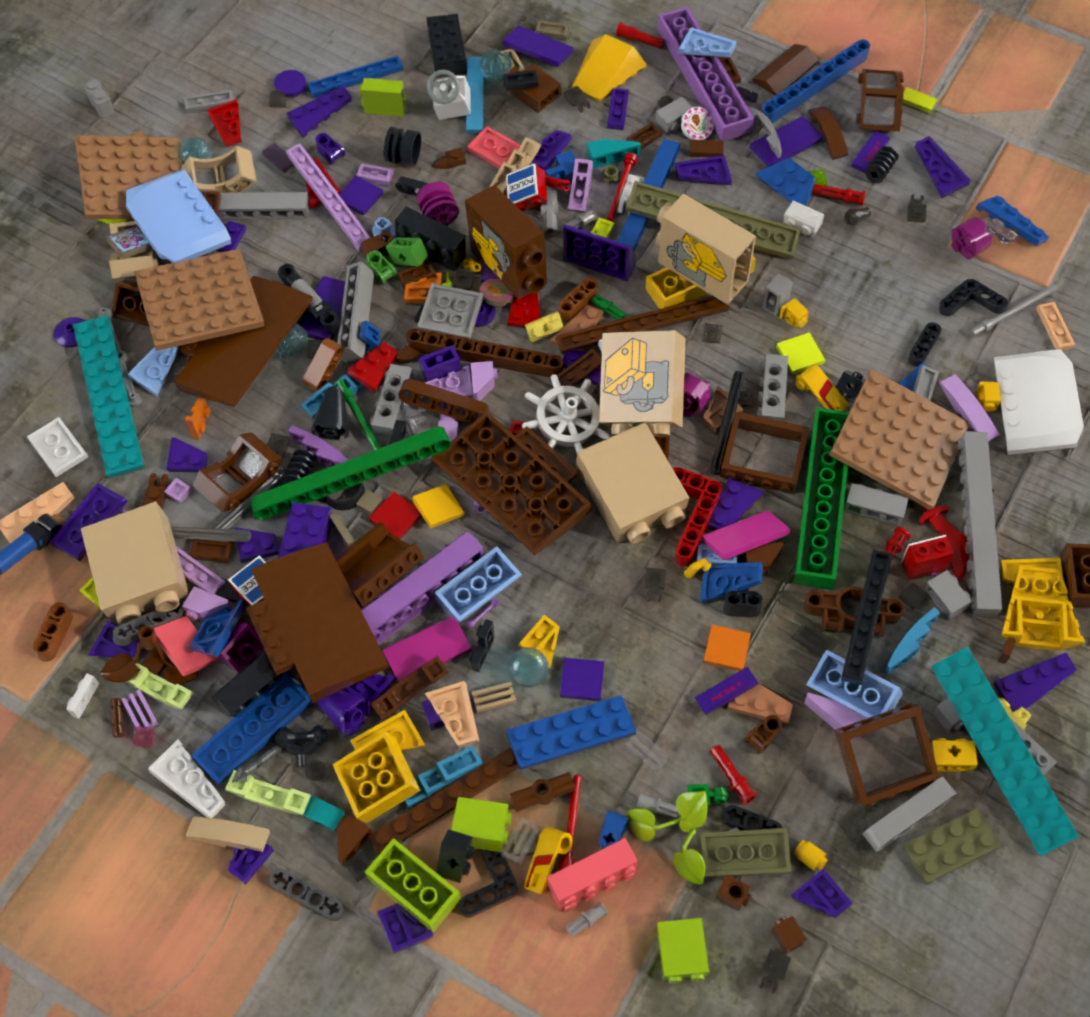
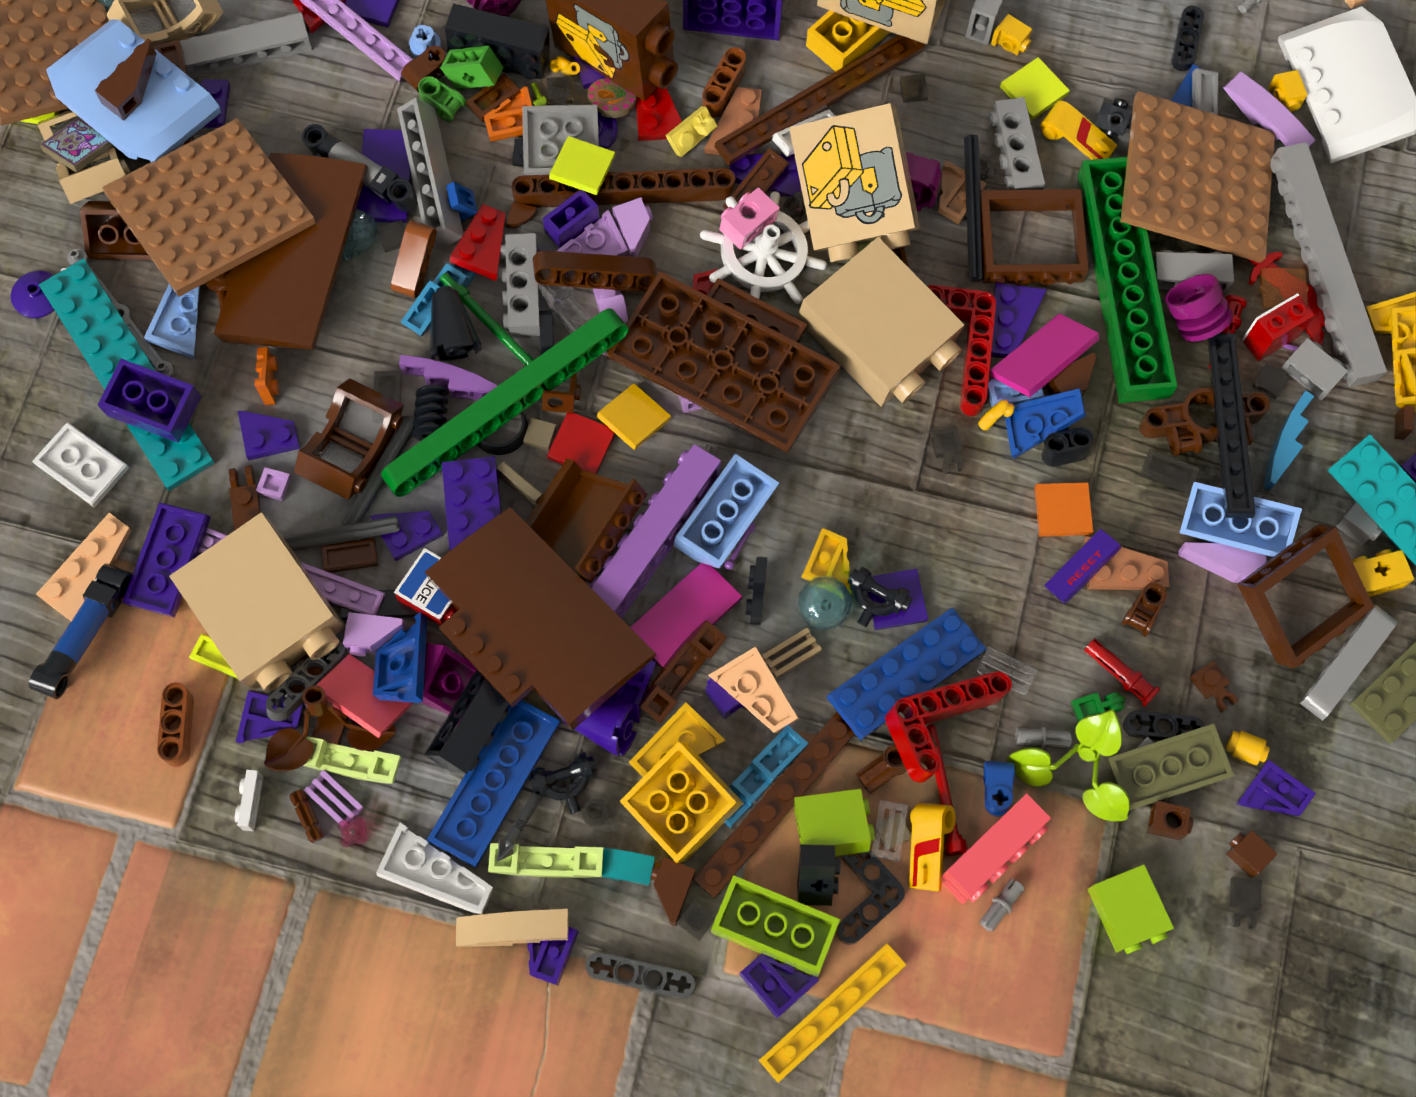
camera: 20 degrees left, 10 degrees up
(113, 413) = (149, 400): none -> dark purple brick
(174, 208) = (127, 84): none -> reddish brown slope
(396, 482) = (567, 397): none -> reddish brown bracket
(434, 961) = (832, 1013): none -> yellow plate
(457, 330) = (582, 165): none -> neon yellow tile
(557, 398) = (742, 229): none -> bright pink brick
(579, 678) = (896, 599): none -> black piece
(582, 763) = (938, 709): none -> red beam
(608, 307) = (767, 84): green axle -> none
(799, 802) = (1211, 682): none -> reddish brown plate
(870, 528) = (1199, 307): none -> magenta wheel
(940, 526) = (1281, 284): none -> clear orange piece

